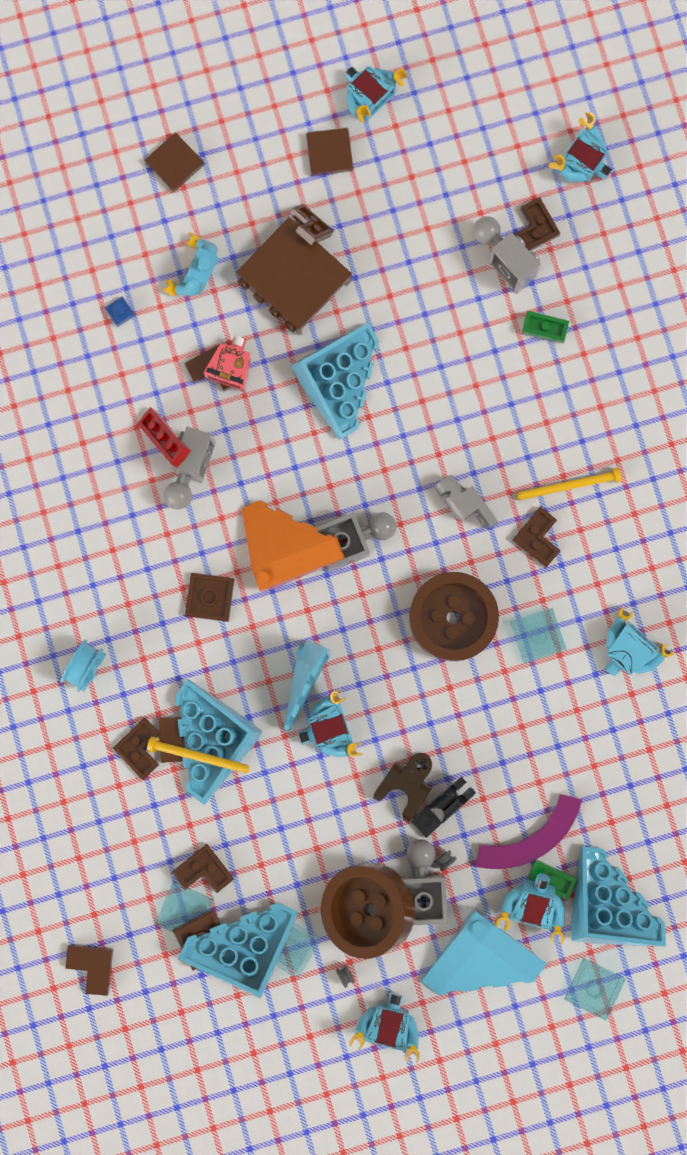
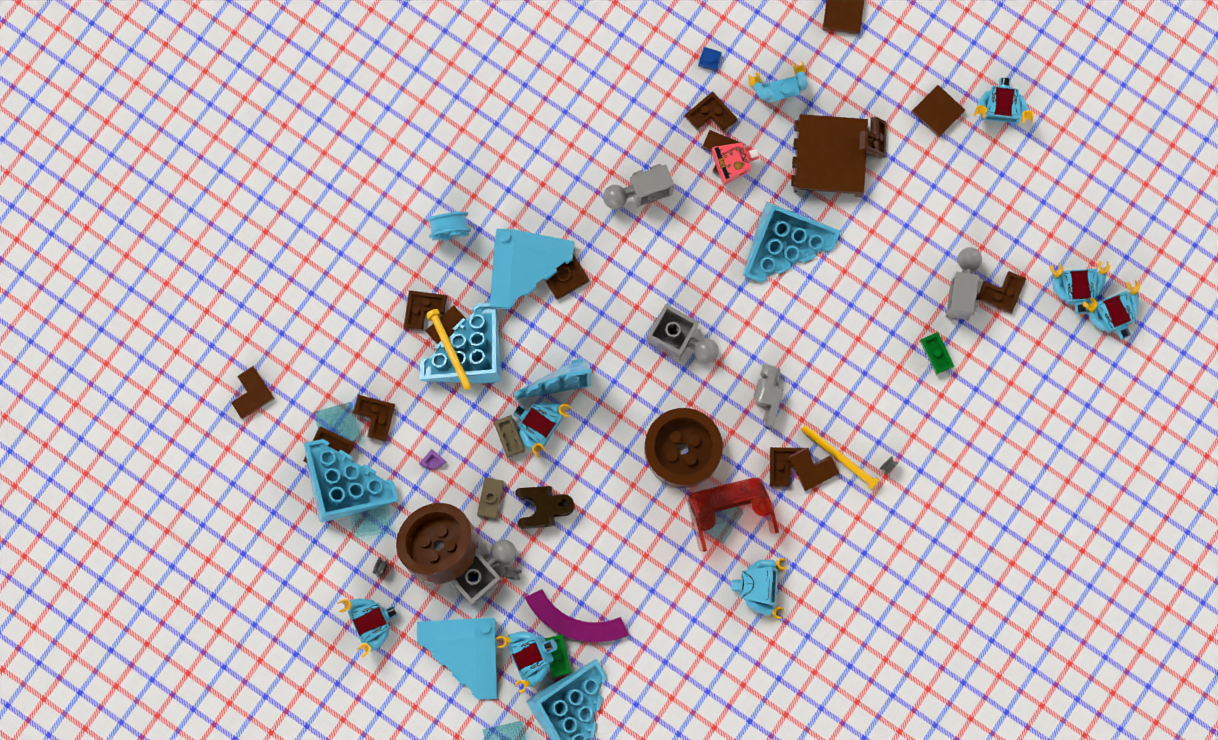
camera: 40 degrees right, 5 degrees down
(164, 437) = (646, 155): red plate -> none
(166, 345) = (711, 108): none -> reddish brown tile
(170, 625) = (523, 261): none -> medium azure slope
(283, 547) = (637, 295): orange slope -> none
(285, 850) = (432, 460): none -> medium lavender tile
(318, 764) = (509, 436): none -> dark tan plate
(361, 825) = (490, 498): none -> dark tan plate
(442, 807) = (546, 543): black plate -> none
(530, 617) = (705, 502): none -> clear red windscreen
(566, 521) = (811, 473): none -> reddish brown tile
(611, 448) = (888, 465): none -> dark grey bush
(632, 142) = (1115, 312): none -> torso

